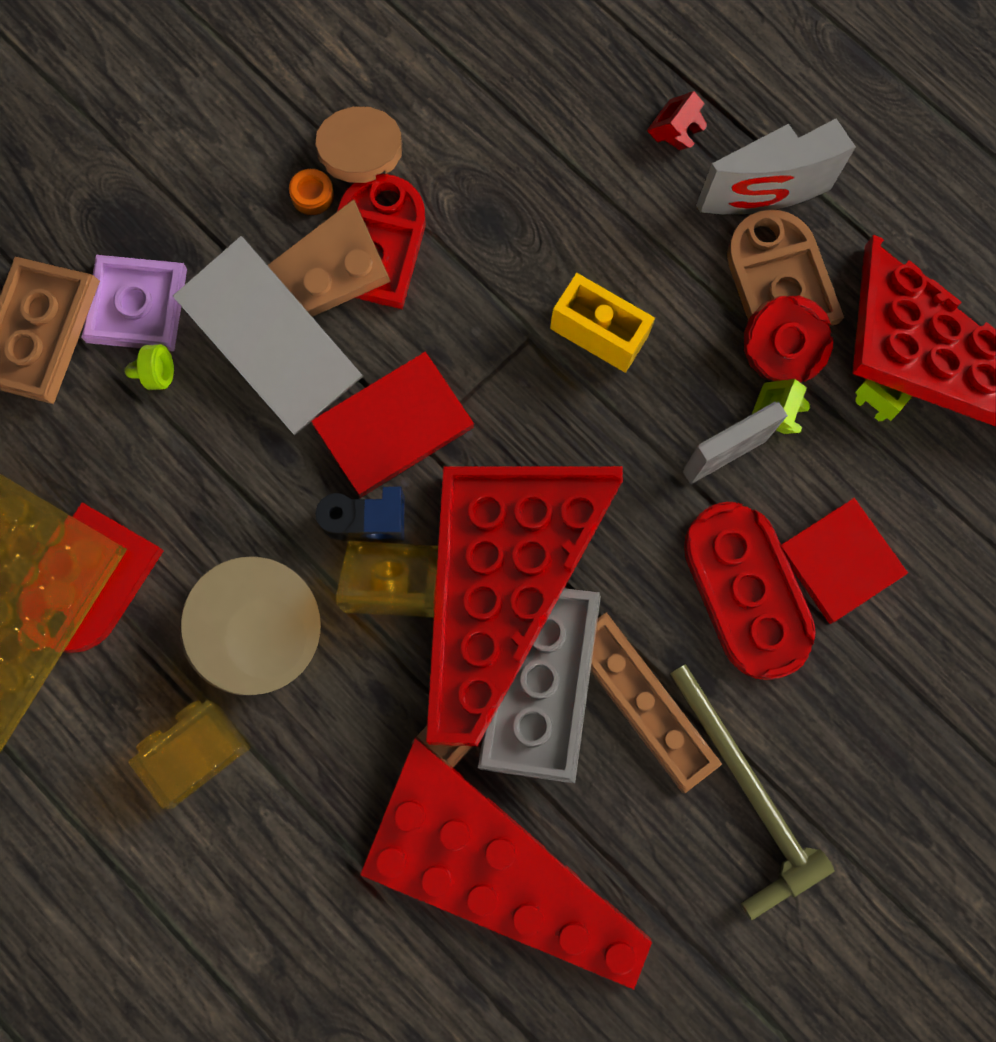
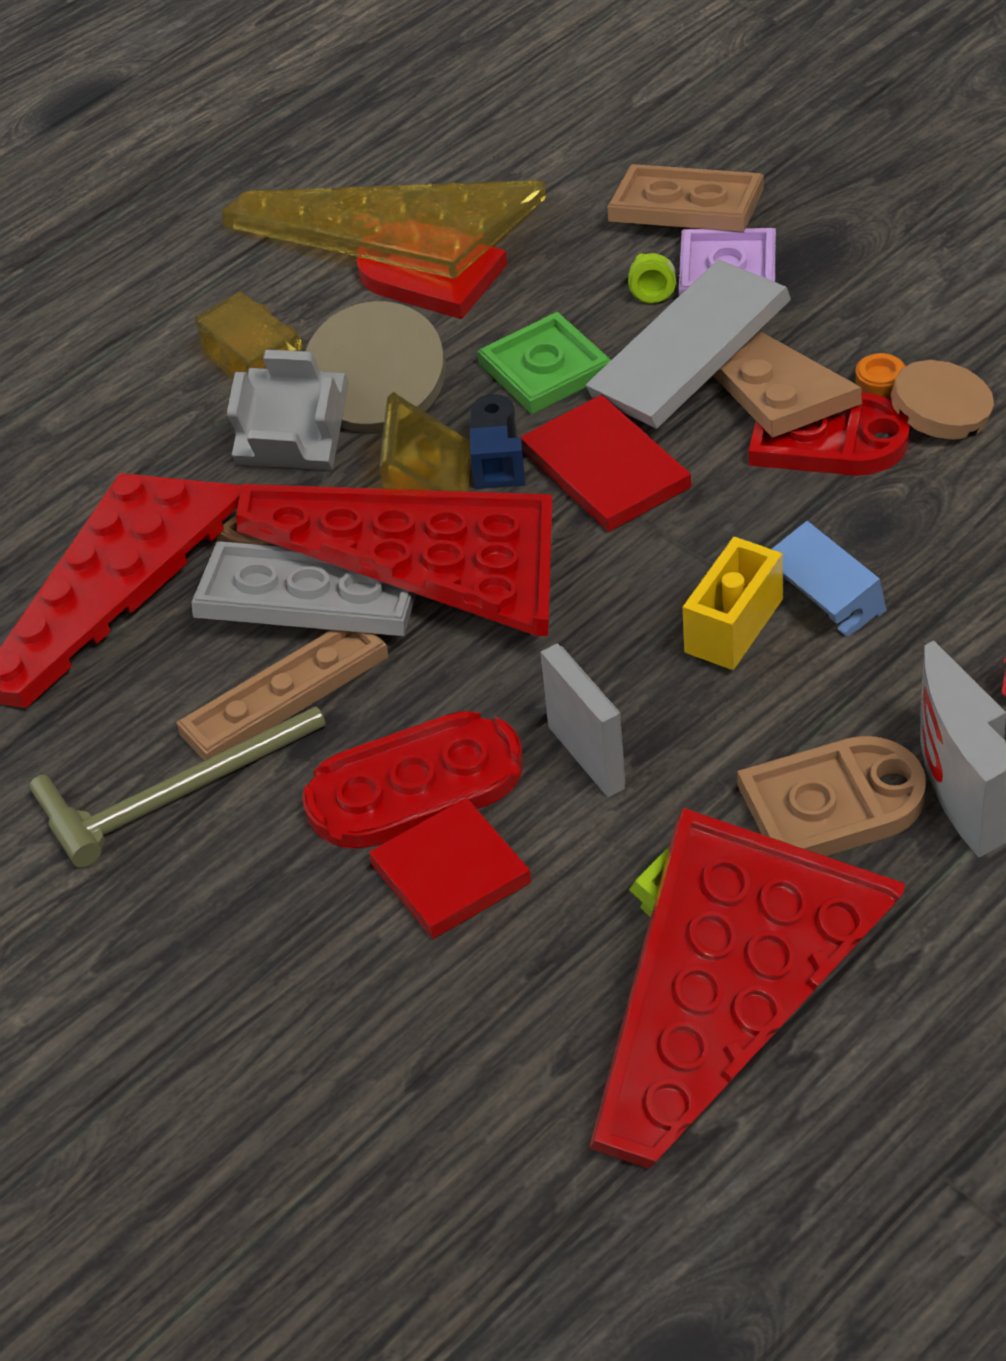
camera: 100 degrees right, 30 degrees down
(247, 472) = (543, 362): none -> bright green tile
(312, 706) = (287, 412): none -> light grey panel
(565, 253) = (831, 578): none -> medium blue hinge
(788, 339) = (741, 785): red tile -> none
(790, 396) = (646, 785): lime tile -> none

